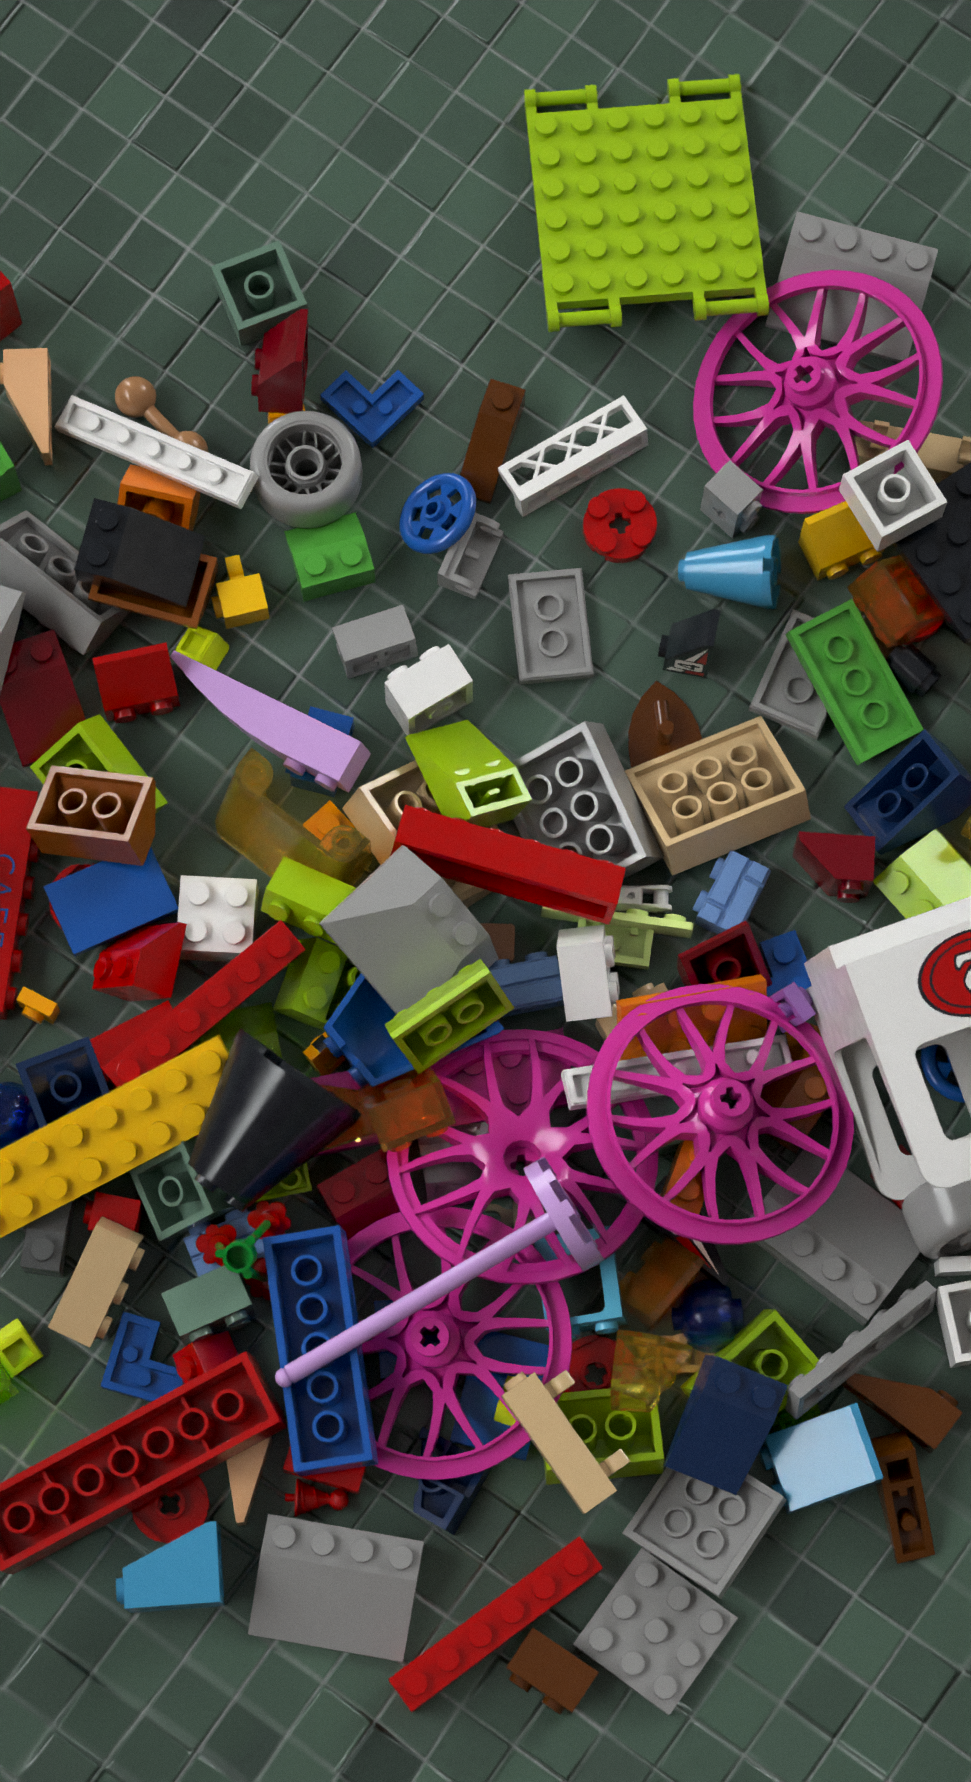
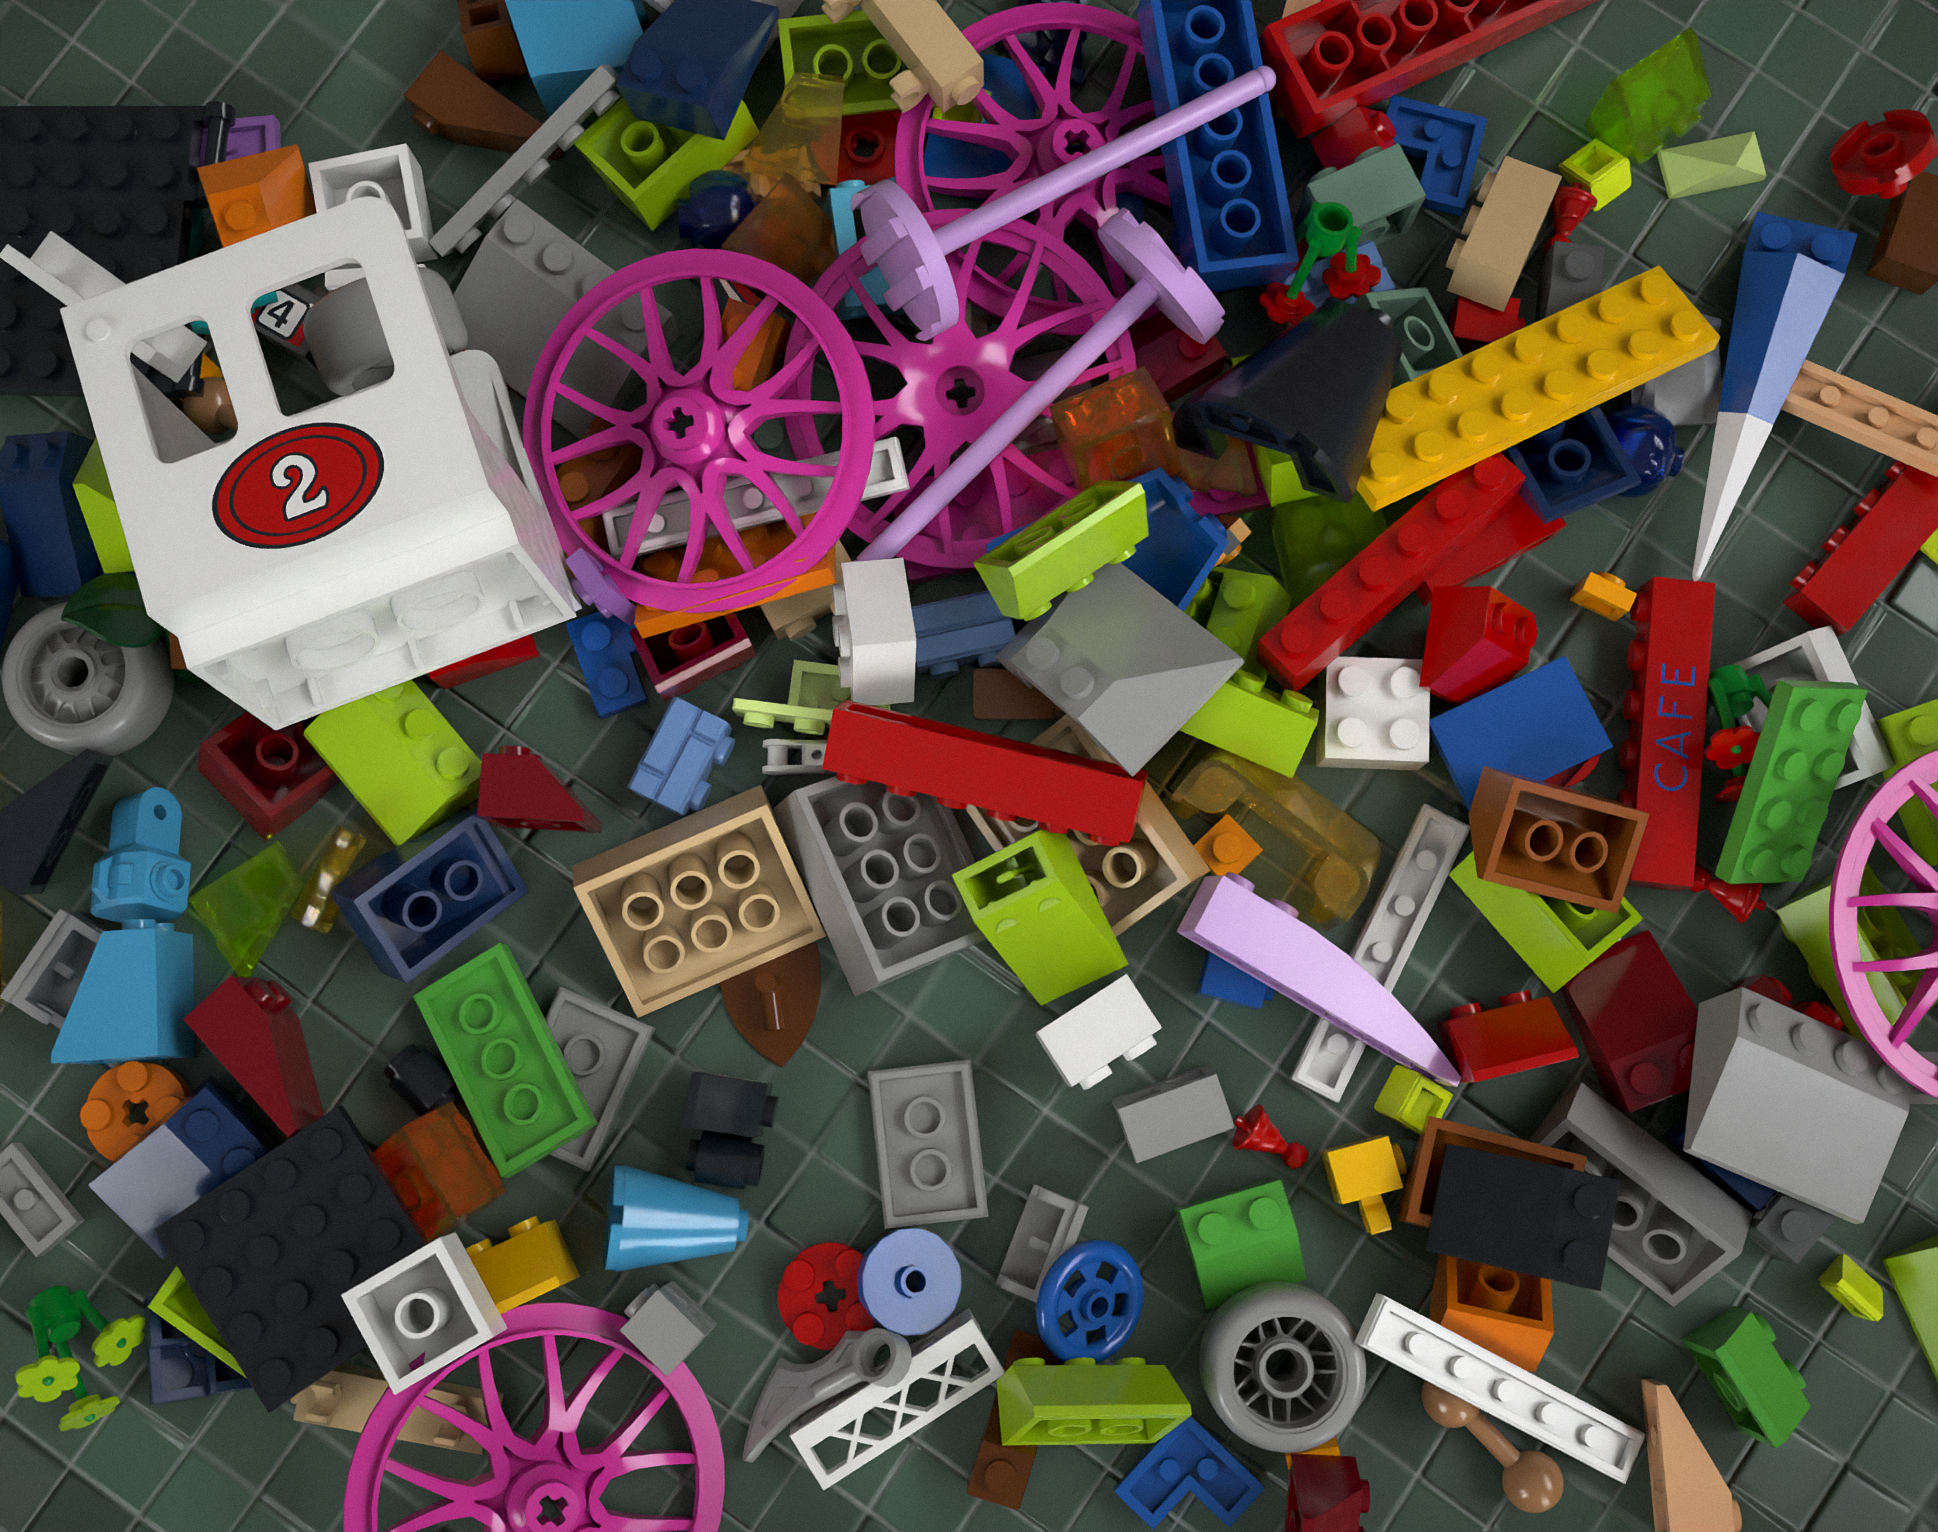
camera: 175 degrees left, 5 degrees up
(39, 1312) = (1569, 209): none -> red piece
(213, 763) = (1386, 941): none -> white tile
(314, 626) = (1258, 1133): none -> red piece
(373, 1215) = (1157, 281): none -> lavender piece
(441, 447) = (1088, 1402): none -> lime slope
(576, 542) = (884, 1275): none -> plate
(642, 463) = (799, 1387): none -> light grey piece
(689, 606) = (725, 1160): none -> black brick

